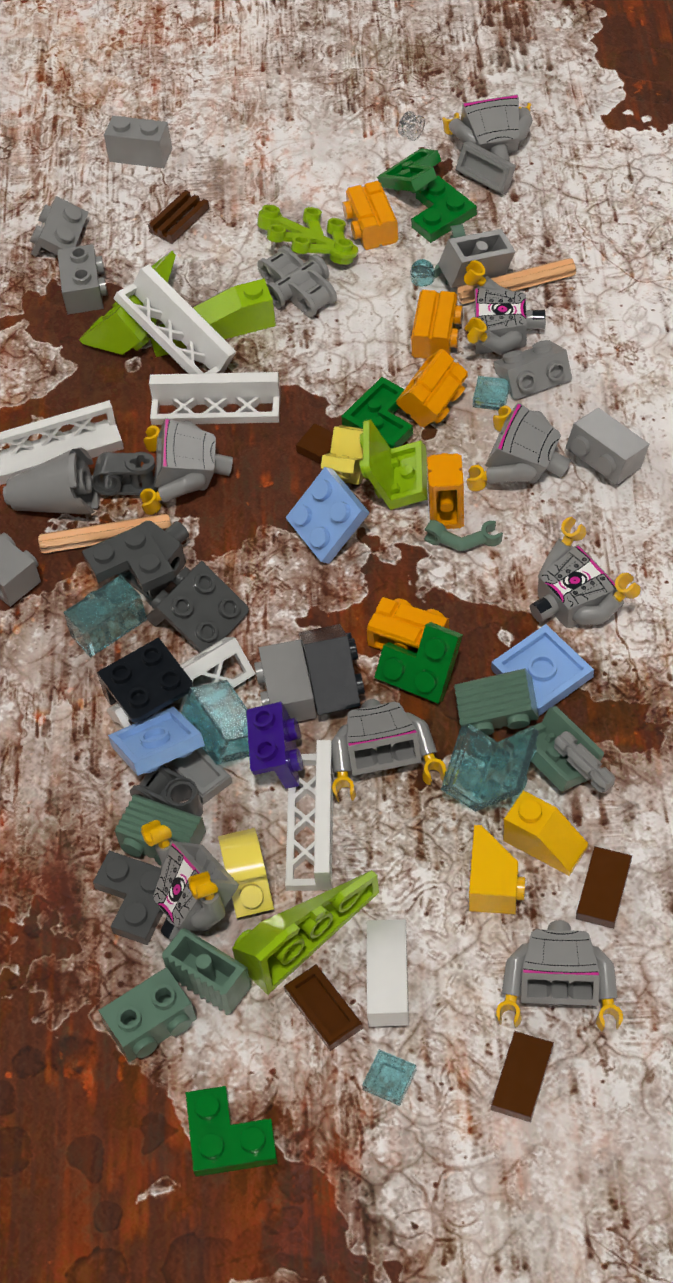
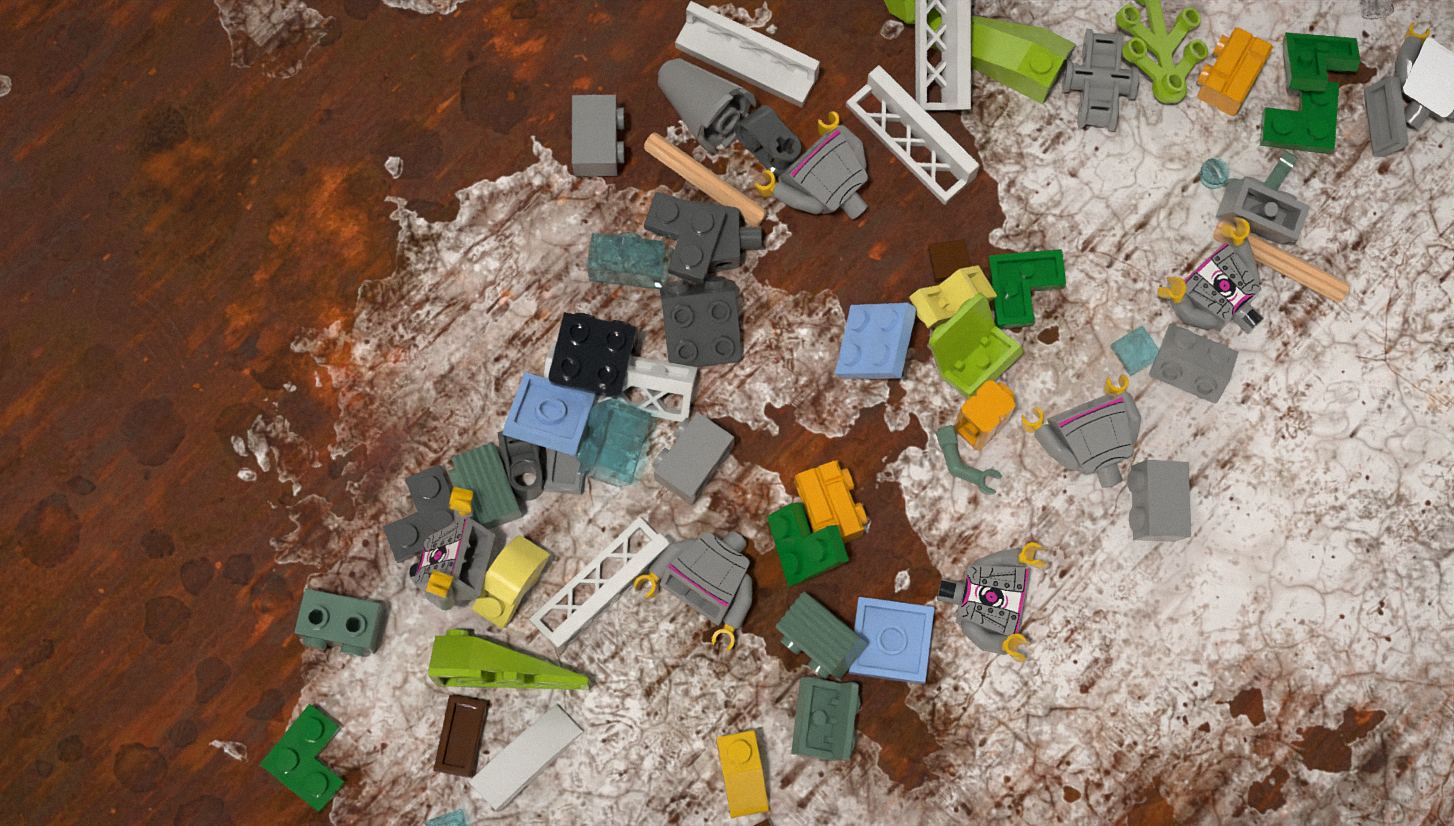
camera: 40 degrees right, 20 degrees up
(207, 970) = (404, 632): sand green brick -> none
(273, 743) = (627, 503): dark purple bracket -> none
(330, 668) = (735, 477): black brick -> none
(433, 388) = (1087, 304): light orange brick -> none
(436, 323) = (1161, 240): light orange brick -> none
(488, 770) = (759, 681): clear light blue bracket -> none
(493, 876) = (671, 765): yellow slope -> none
(584, 762) = (828, 751): light grey axle -> none

